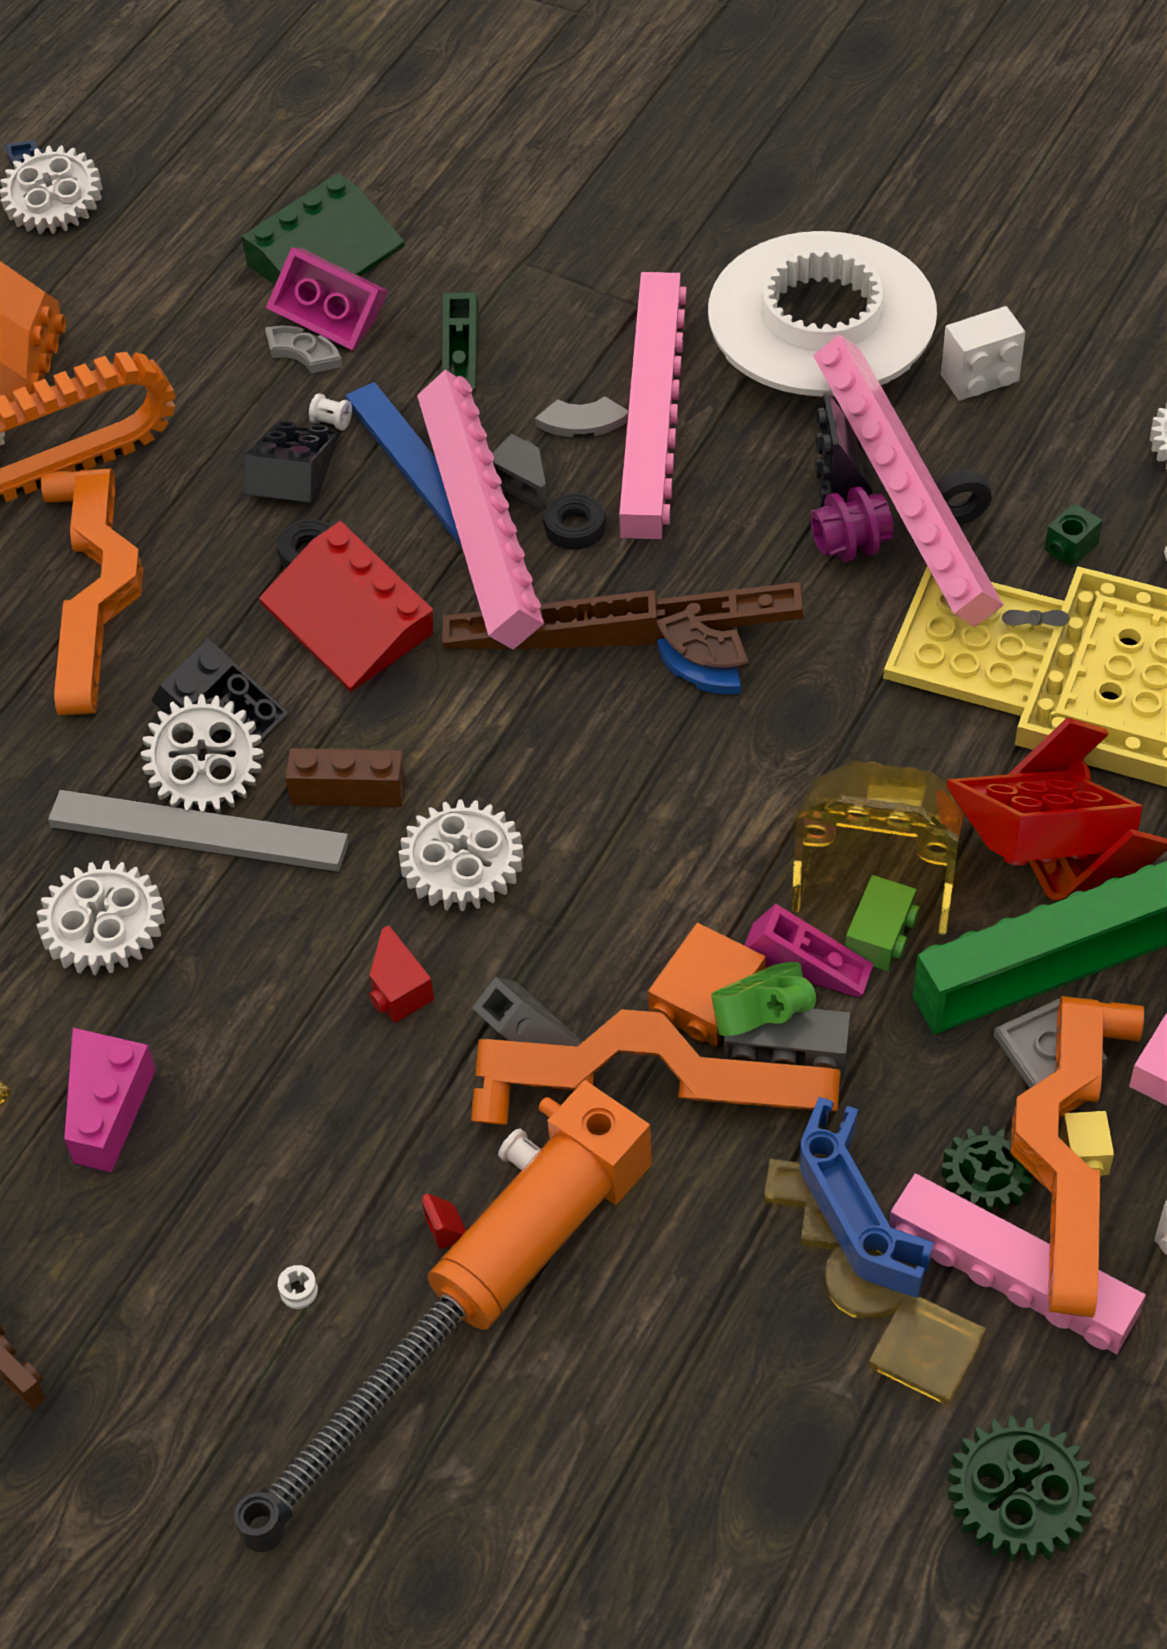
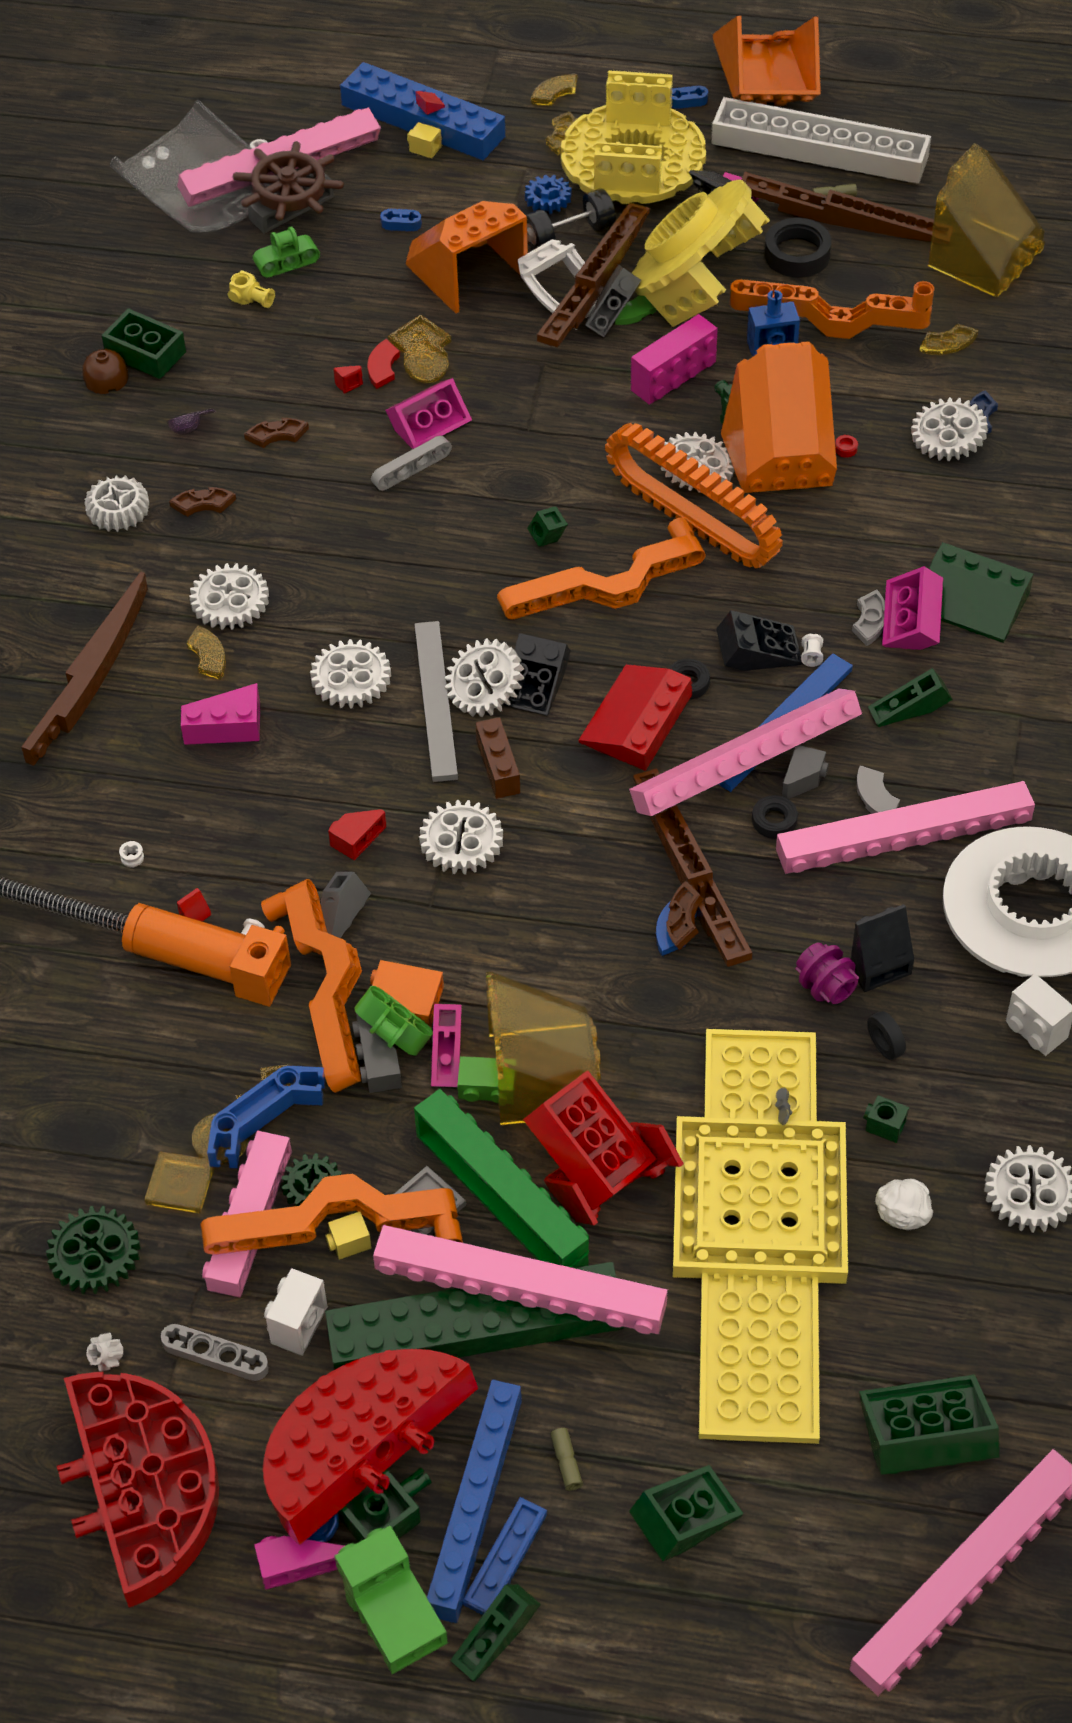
camera: 70 degrees right, 0 degrees up
(908, 482) = (870, 988): bright pink brick -> none

